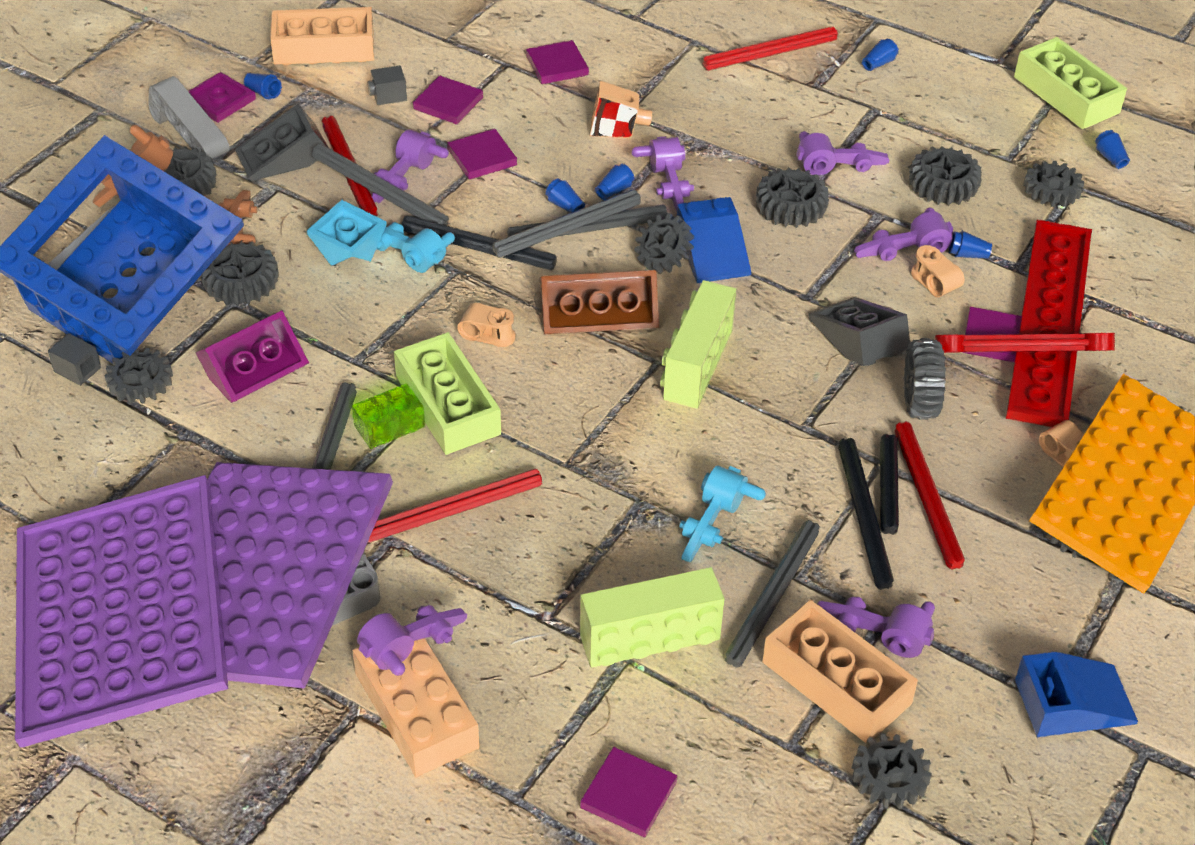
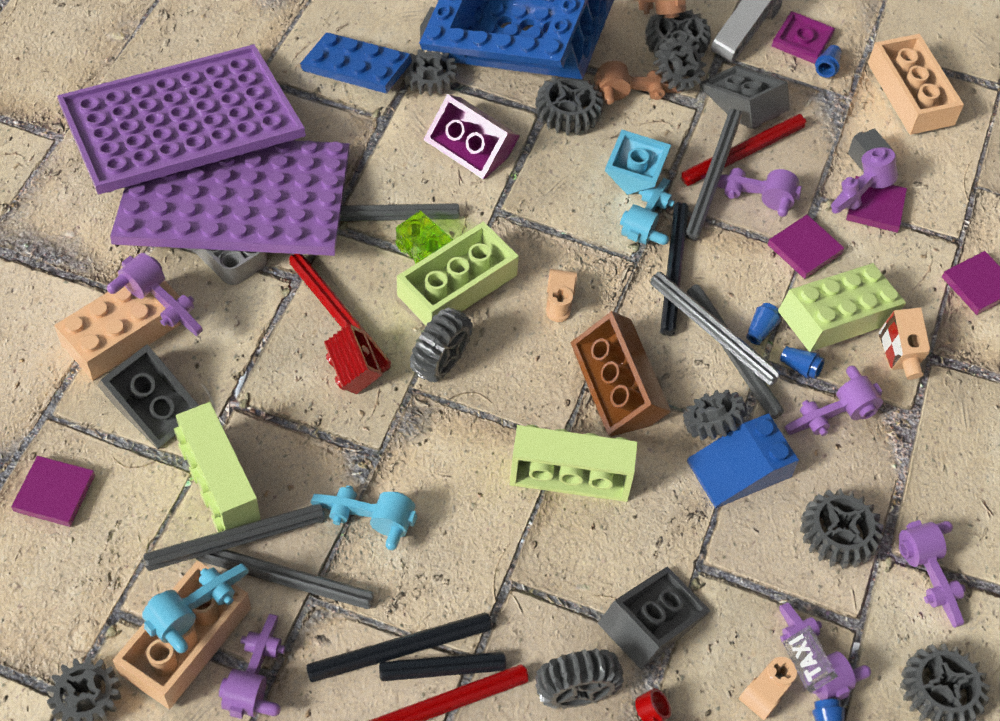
camera: 75 degrees right, 10 degrees up
(95, 436) = (356, 62): none -> blue plate
(229, 176) = (679, 63): none -> dark grey gear
(426, 82) = (879, 172): none -> medium lavender piece
(524, 683) = (147, 395): none -> dark grey slope
(530, 493) = (352, 359): none -> red brick
(537, 414) = (441, 344): none -> dark grey gear
(571, 137) = (840, 306): none -> yellowish green brick
(733, 628) = (233, 537): none -> dark grey axle
(835, 652) = (172, 616): none -> medium azure piece
(923, 232) = (810, 659): none -> clear tile

